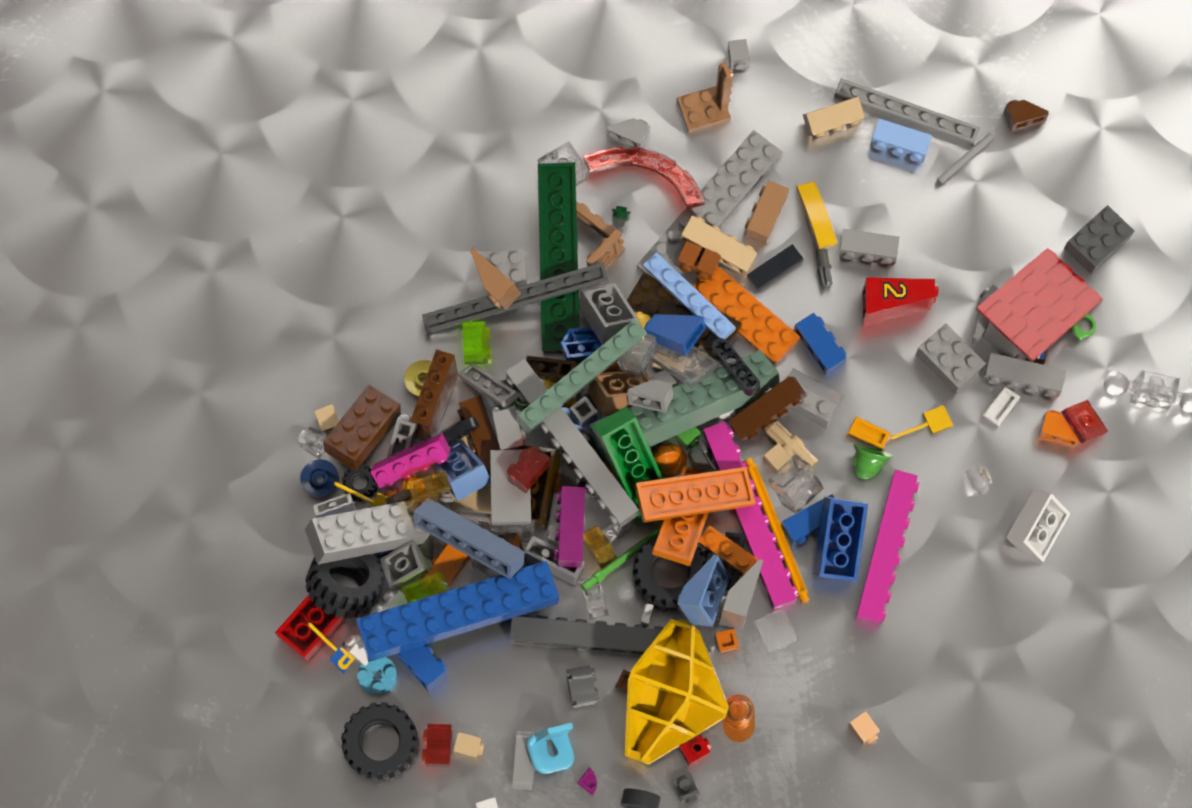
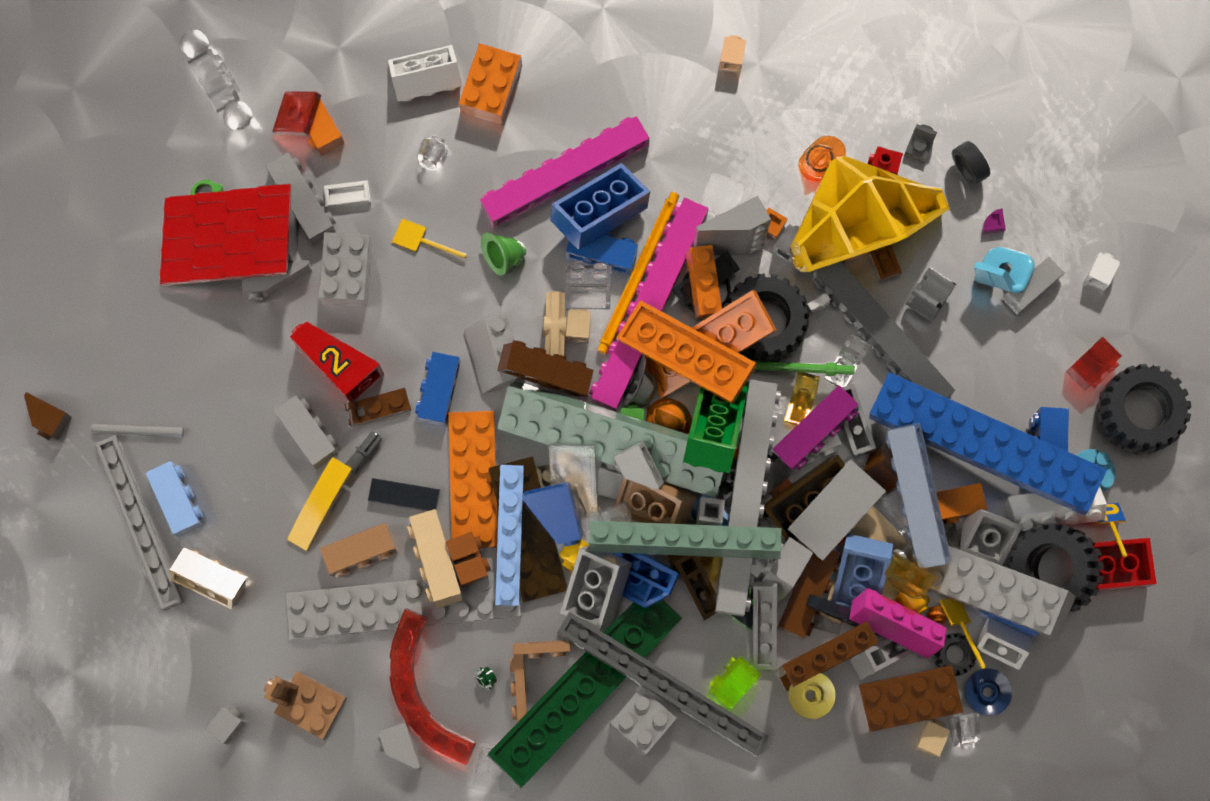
camera: 135 degrees left, 5 degrees up
(398, 497) = (939, 600): clear smoke tile -> none
(426, 587) = (992, 493): clear neon green brick -> none
(468, 746) = (1069, 339): tan brick -> none
(500, 289) = (673, 707): medium nougat slope -> none
(528, 468) = (809, 507): clear red brick -> none
(704, 593) = (762, 263): medium blue slope -> none
(733, 368) = (541, 425): black beam -> none
(843, 302) = (378, 407): none -> reddish brown plate
(868, 433) = (478, 278): light orange tile -> none
(991, 556) = (490, 83): none -> orange brick
(1099, 239) = (110, 246): dark grey brick -> none

